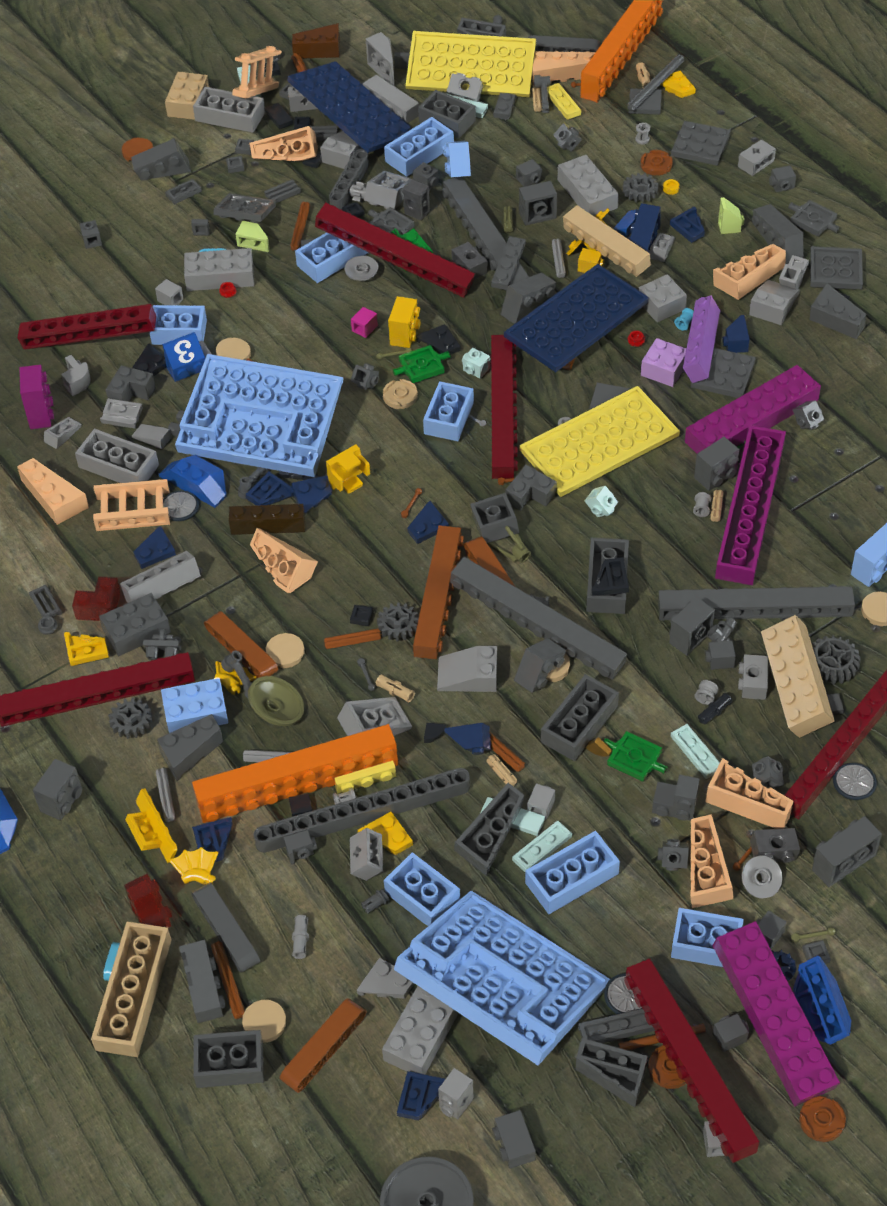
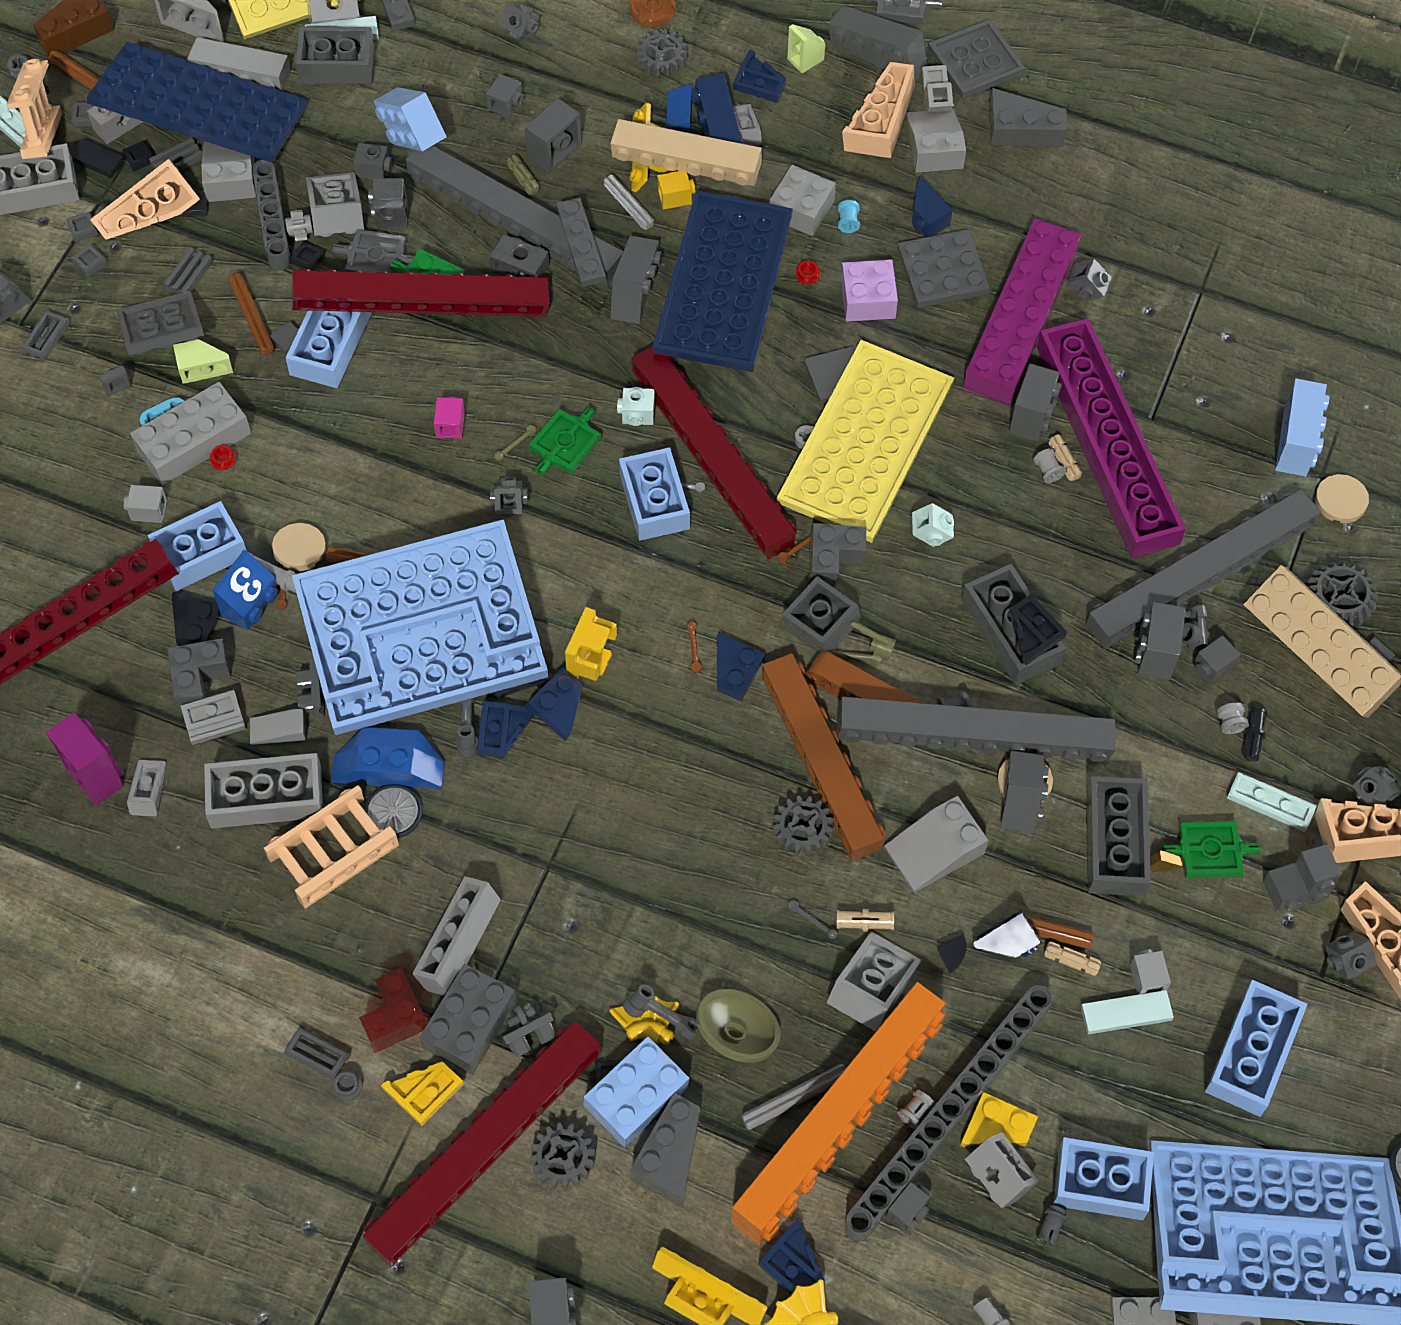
camera: 35 degrees left, 10 degrees up
(53, 492) = (203, 885): light nougat wedge -> none
(77, 376) = (110, 696): light grey brick -> none
(154, 549) = (407, 893): dark blue wing -> none
(165, 795) = (685, 1236): light grey axle -> none
(233, 639) = (629, 970): dark orange beam -> none
(269, 518) = (530, 771): dark brown brick -> none
(285, 563) = (599, 820): light nougat wedge -> none
(285, 650) = (687, 944): tan tile -> none
(300, 804) = (865, 1149): black tile -> none
(352, 638) = (760, 880): dark orange axle -> none
(361, 268) = (381, 331): light grey dish -> none
(361, 615) = (747, 840): black tile -> none
(365, 777) = (921, 1065): light yellow plate -> none
(400, 394) = (566, 498): tan tile -> none
(404, 322) = (505, 393): yellow brick -> none
(418, 146) = (333, 121): light blue brick -> none
(440, 340) = (562, 393): black wing -> none
(489, 830) = (1125, 1048): dark grey wedge -> none
(542, 846) = (1189, 1032): light aqua tile -> none
(587, 185) = (594, 81): light grey brick -> none
(671, 186) = (695, 33): yellow tile -> none
(701, 339) = (896, 237): medium lavender brick -> none
(754, 677) = (1271, 653): light grey brick -> none

